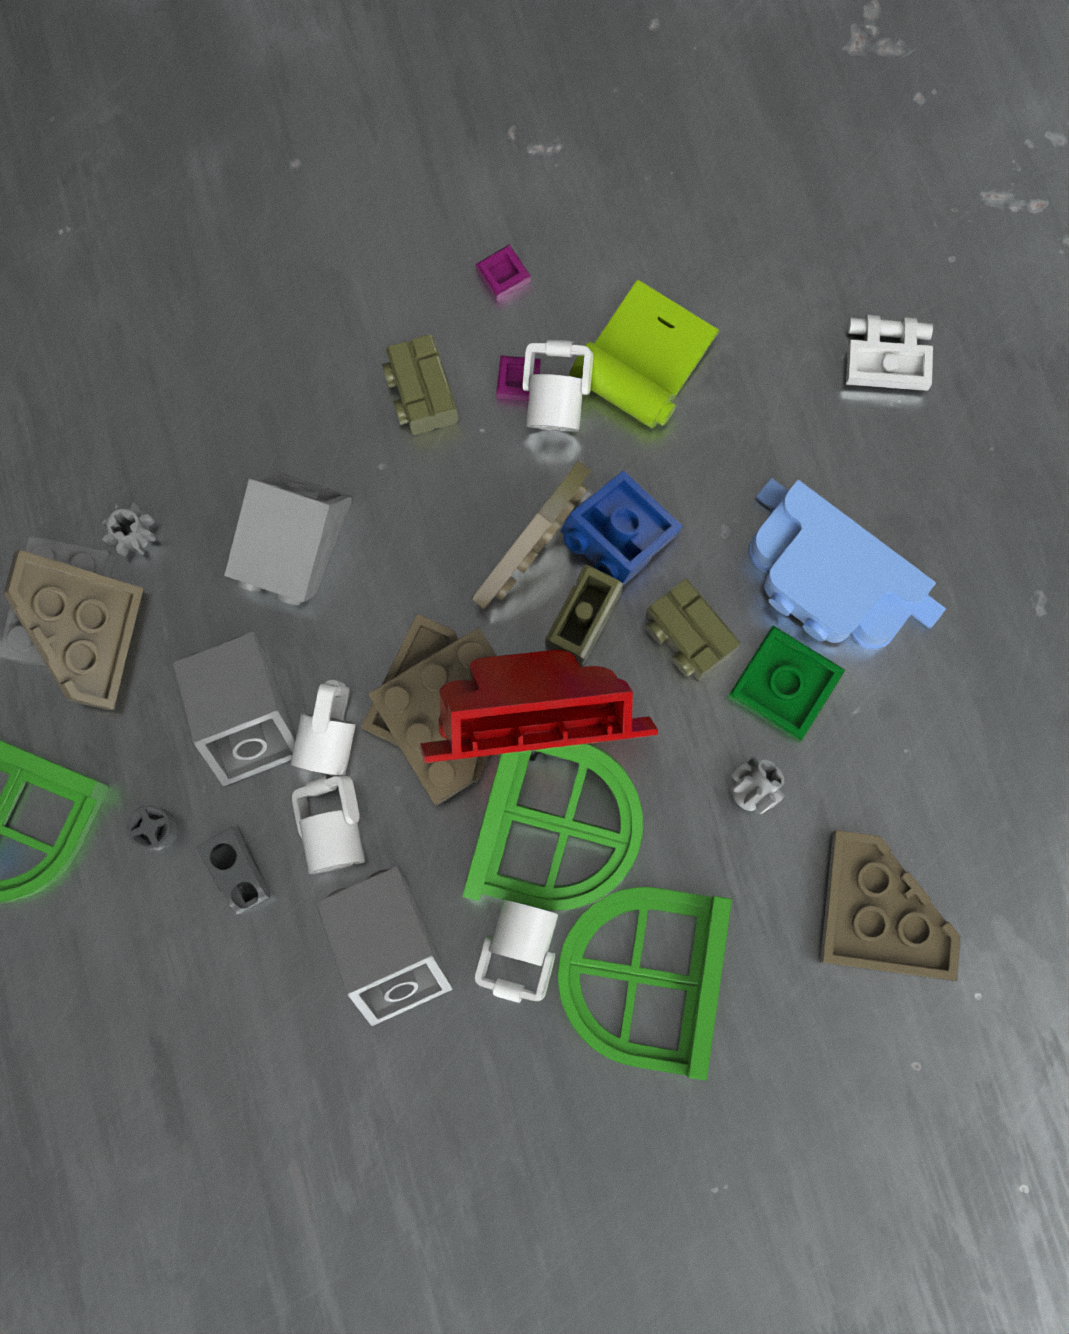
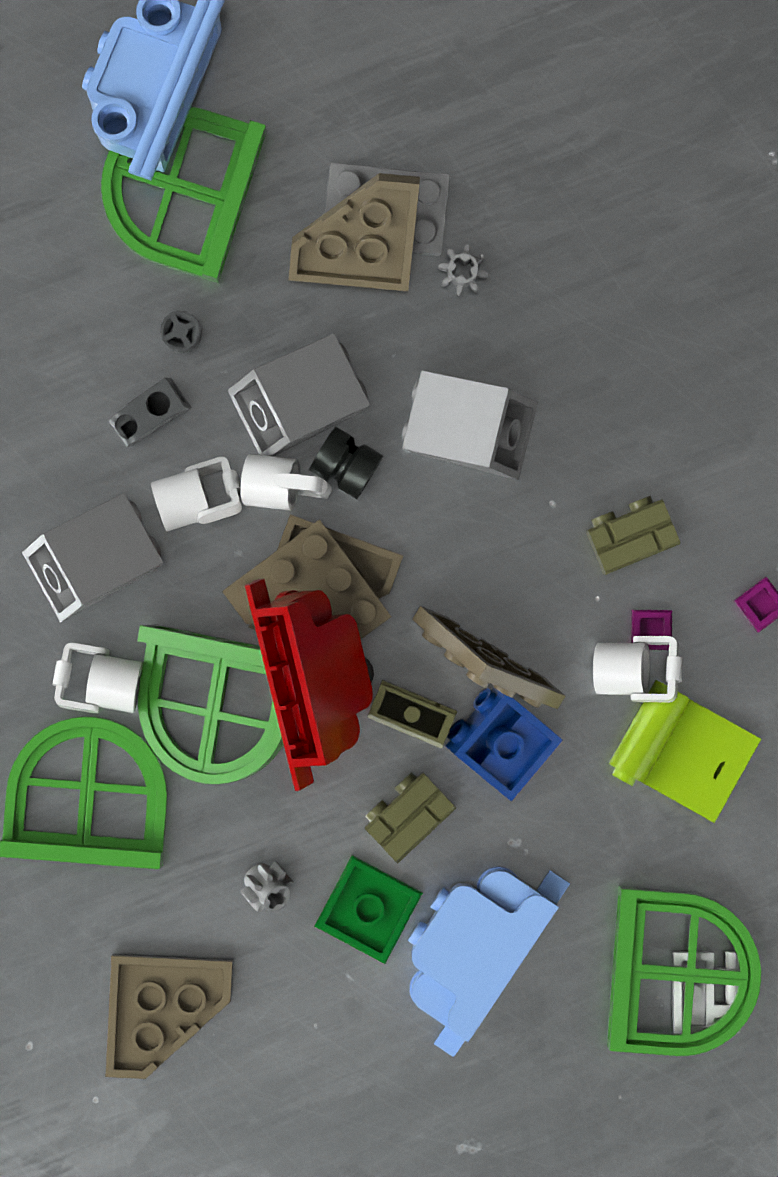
camera: 80 degrees right, 10 degrees up
(313, 662) = (345, 462): none -> pearl dark grey wheel
(863, 423) = (629, 971): none -> bright green window

